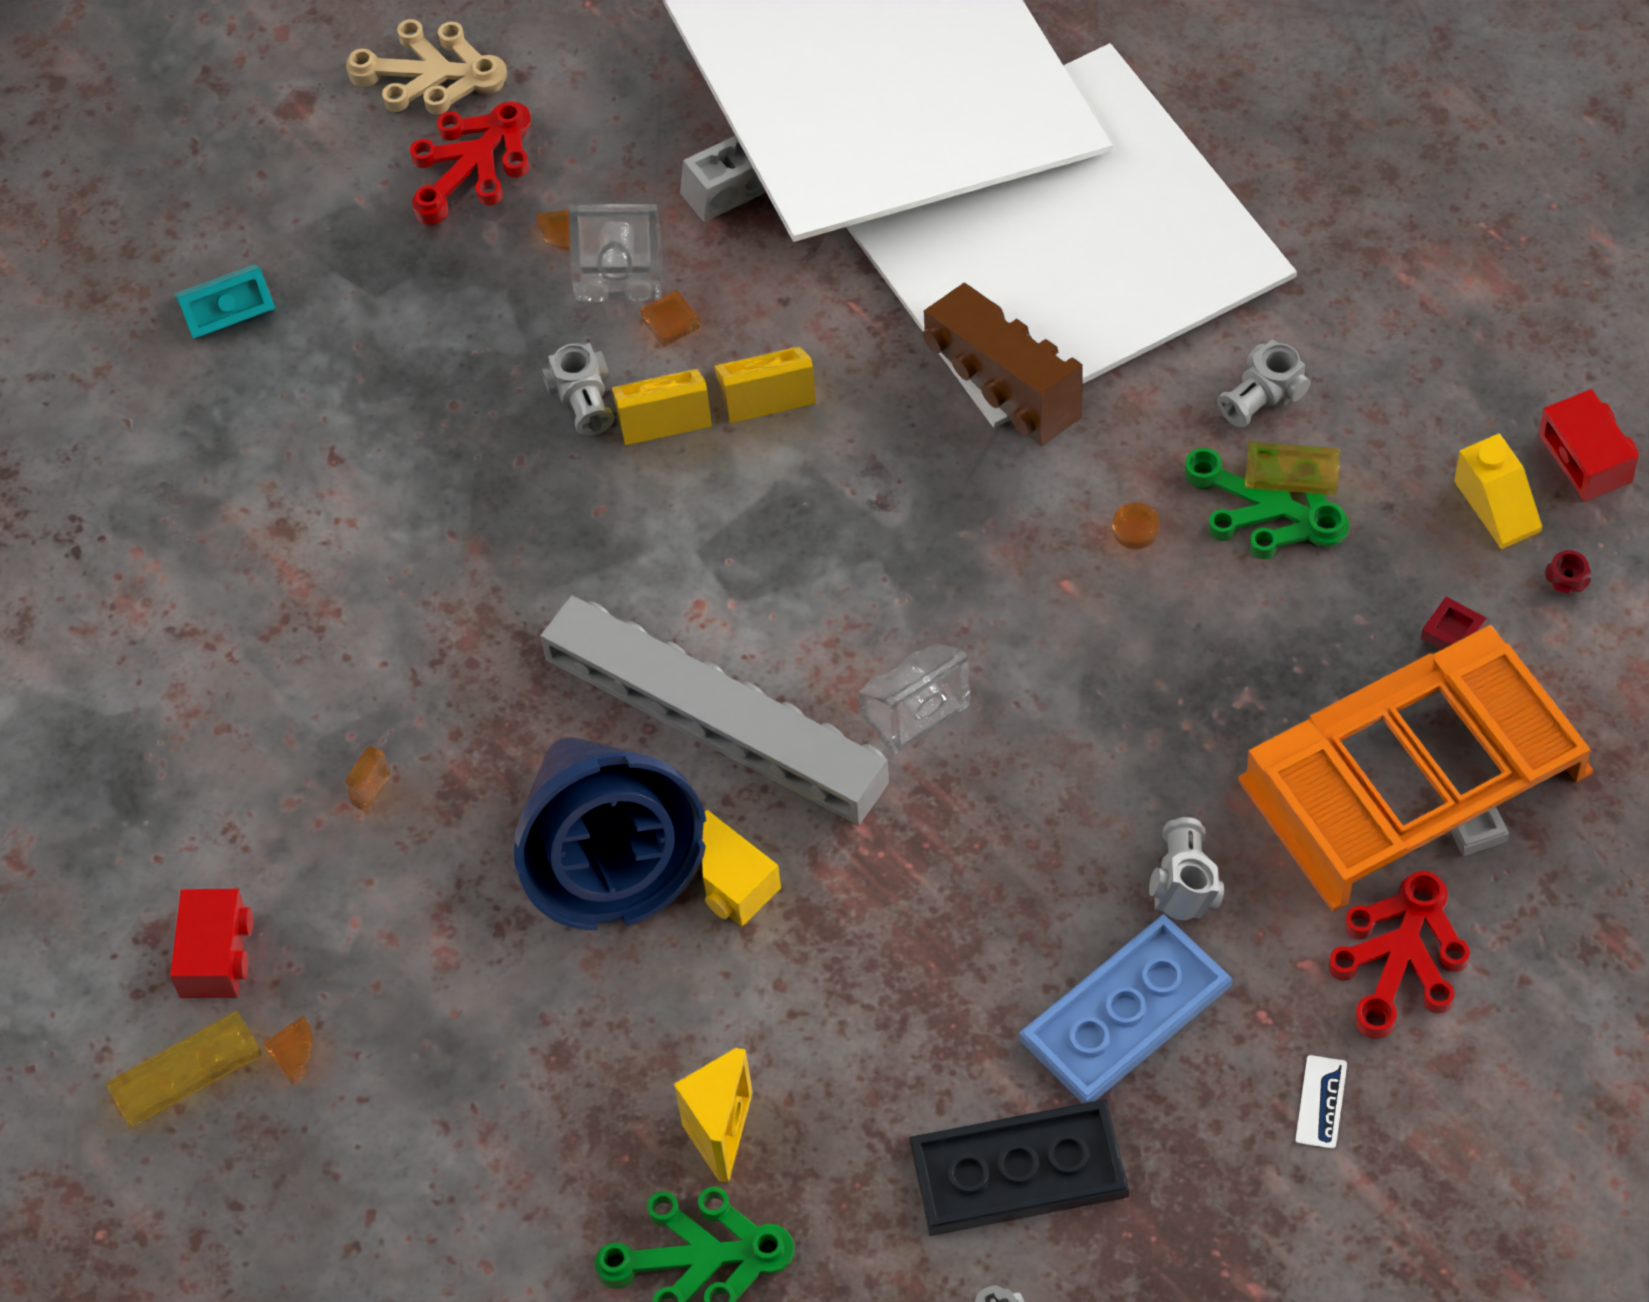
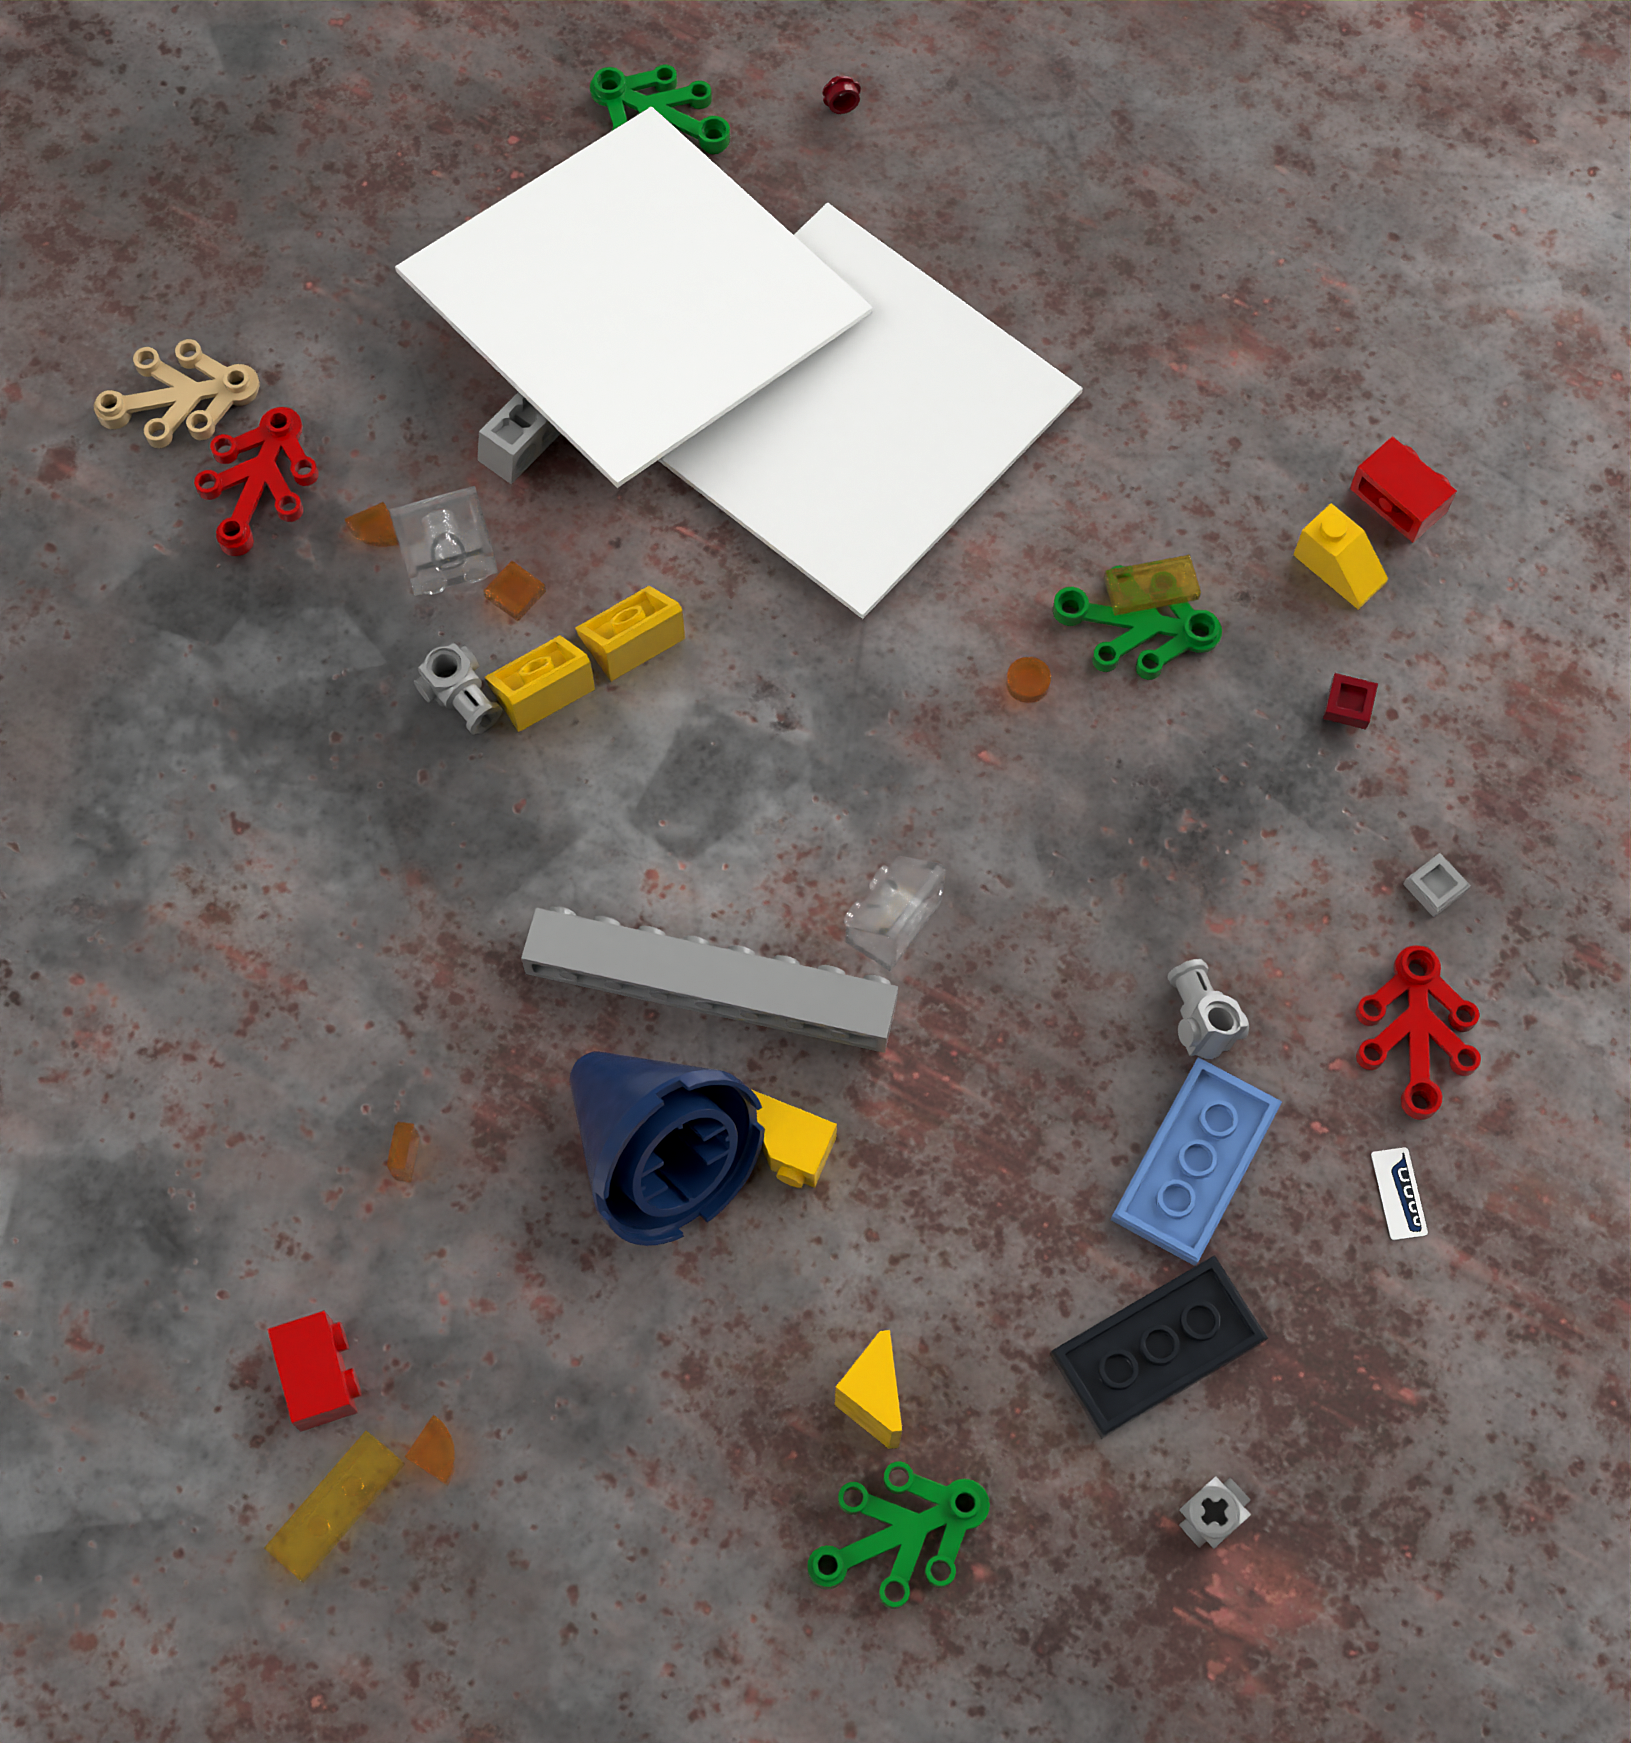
camera: 25 degrees left, 10 degrees up
(224, 300) = (66, 691): teal panel -> none
(1006, 363) = (858, 554): reddish brown wedge -> none
(1263, 385) = (1095, 510): light grey connector -> none
(1335, 815) = (1313, 913): orange piece -> none
(1572, 563) = (1433, 608): dark red plate -> none

